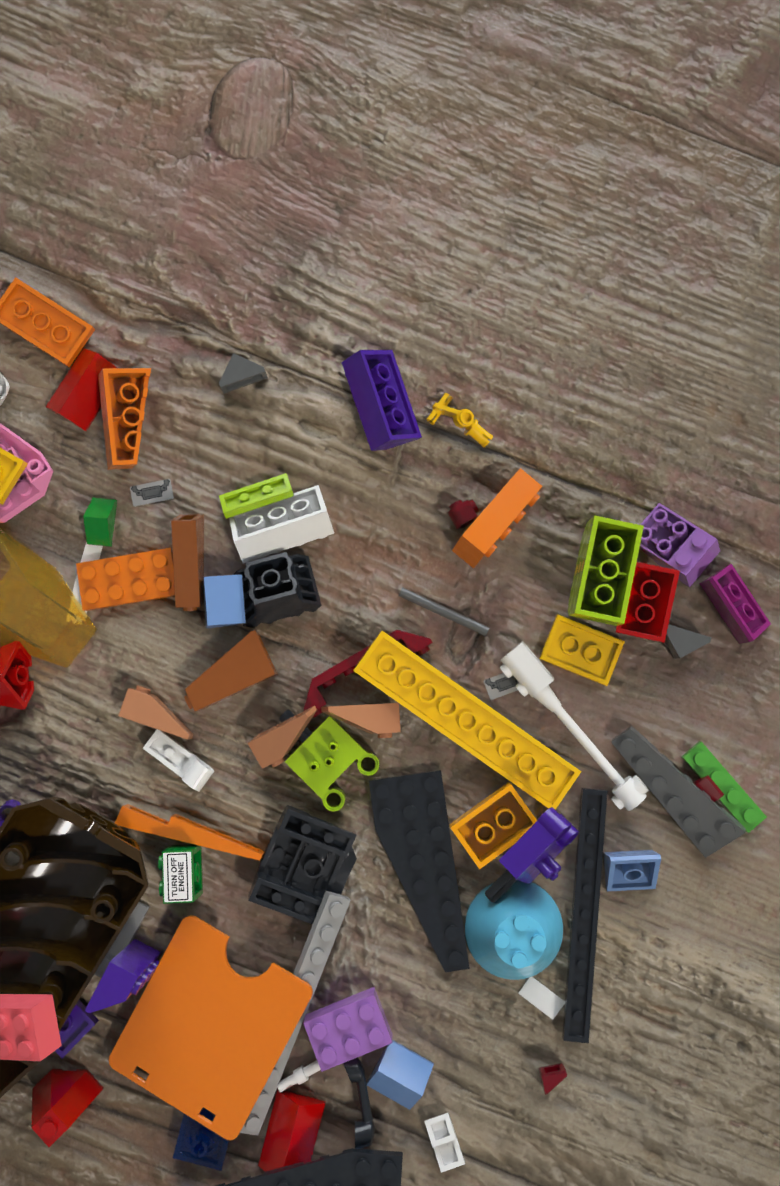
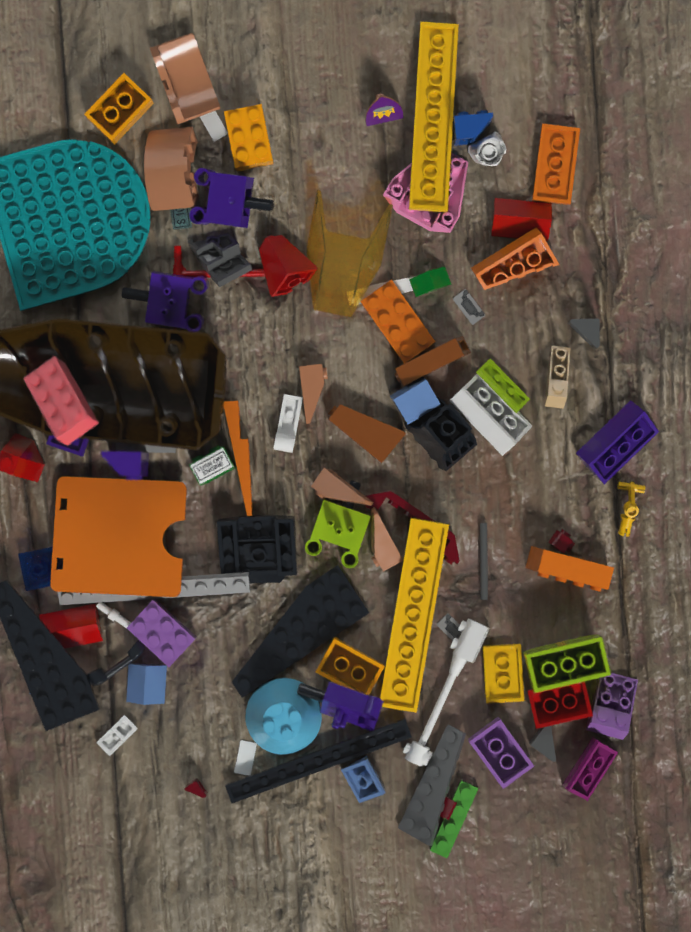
camera: 65 degrees right, 5 degrees up
(278, 431) = (557, 377): none -> tan slope
(672, 696) = (500, 752): none -> medium lavender brick

